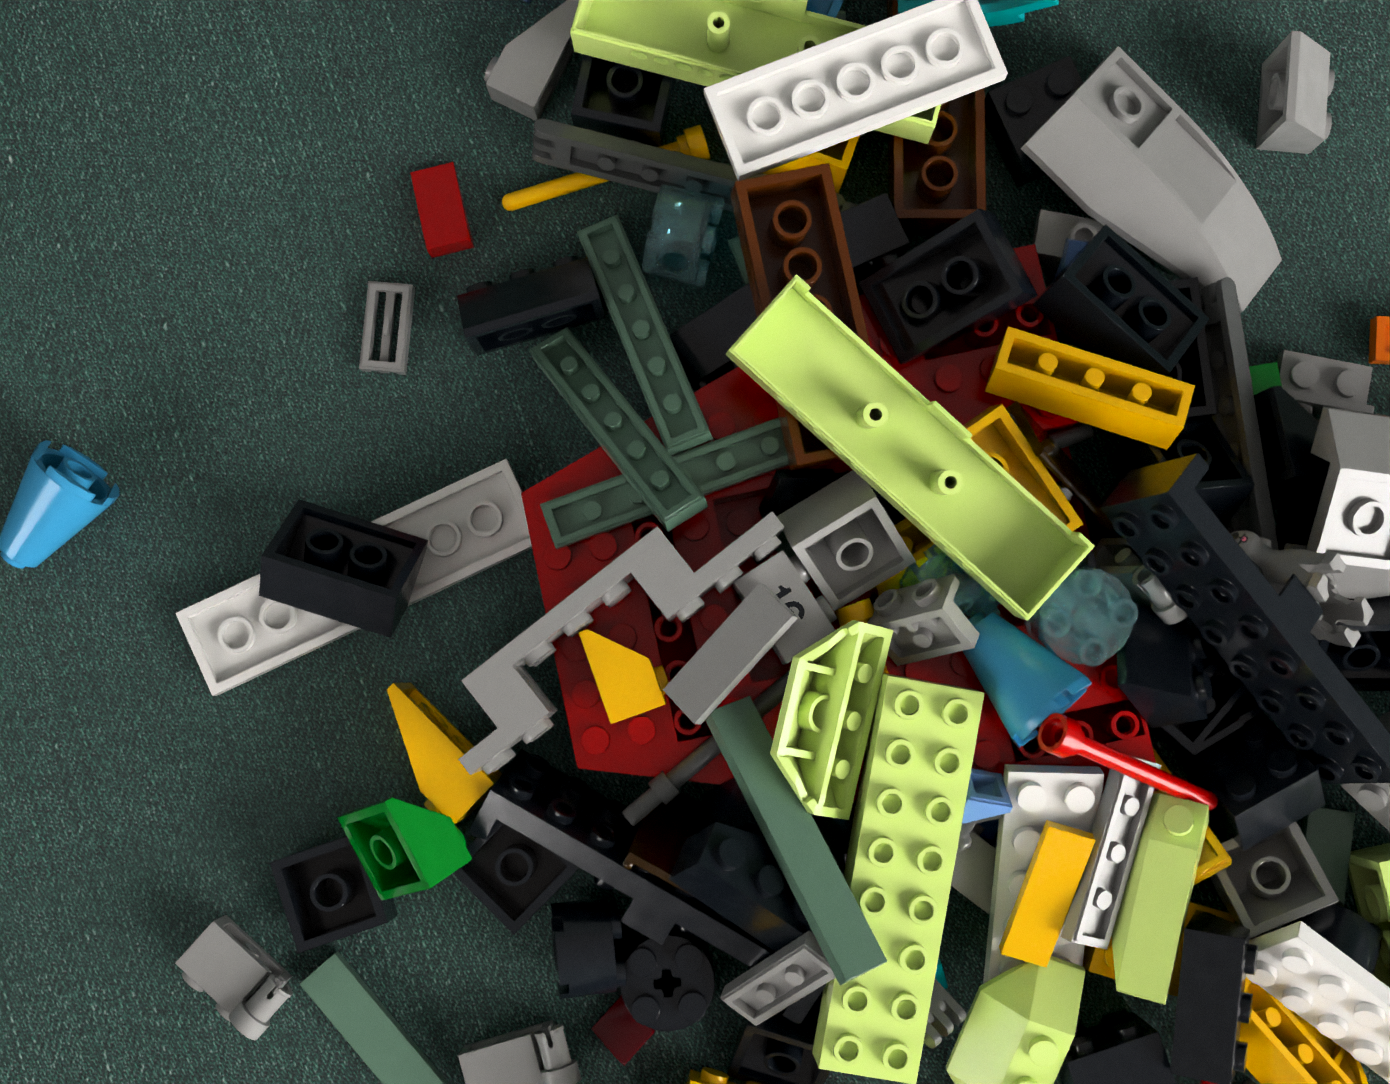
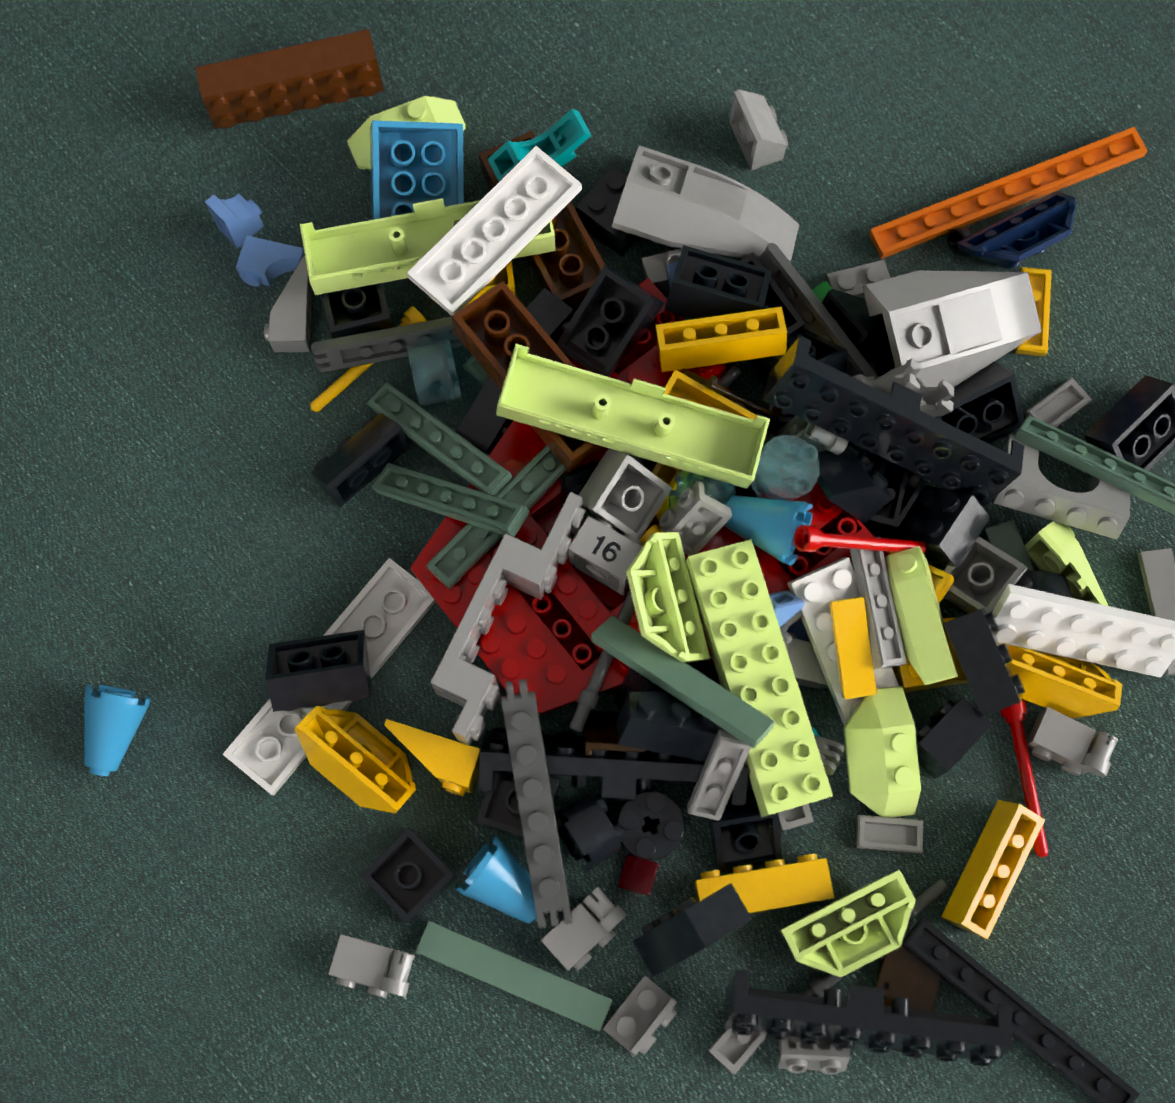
camera: 30 degrees left, 10 degrees down
(339, 705) = (356, 758): none -> yellow wedge
(384, 364) = (282, 540): light grey tile -> none
(404, 846) = (440, 815): green slope -> none
(441, 210) = (275, 430): red slope -> none
(445, 956) = (499, 882): none -> dark azure cone
(530, 888) = (535, 804): none -> dark grey hinge
(623, 677) = (529, 642): yellow slope -> none
(730, 653) = (587, 591): light grey tile -> none

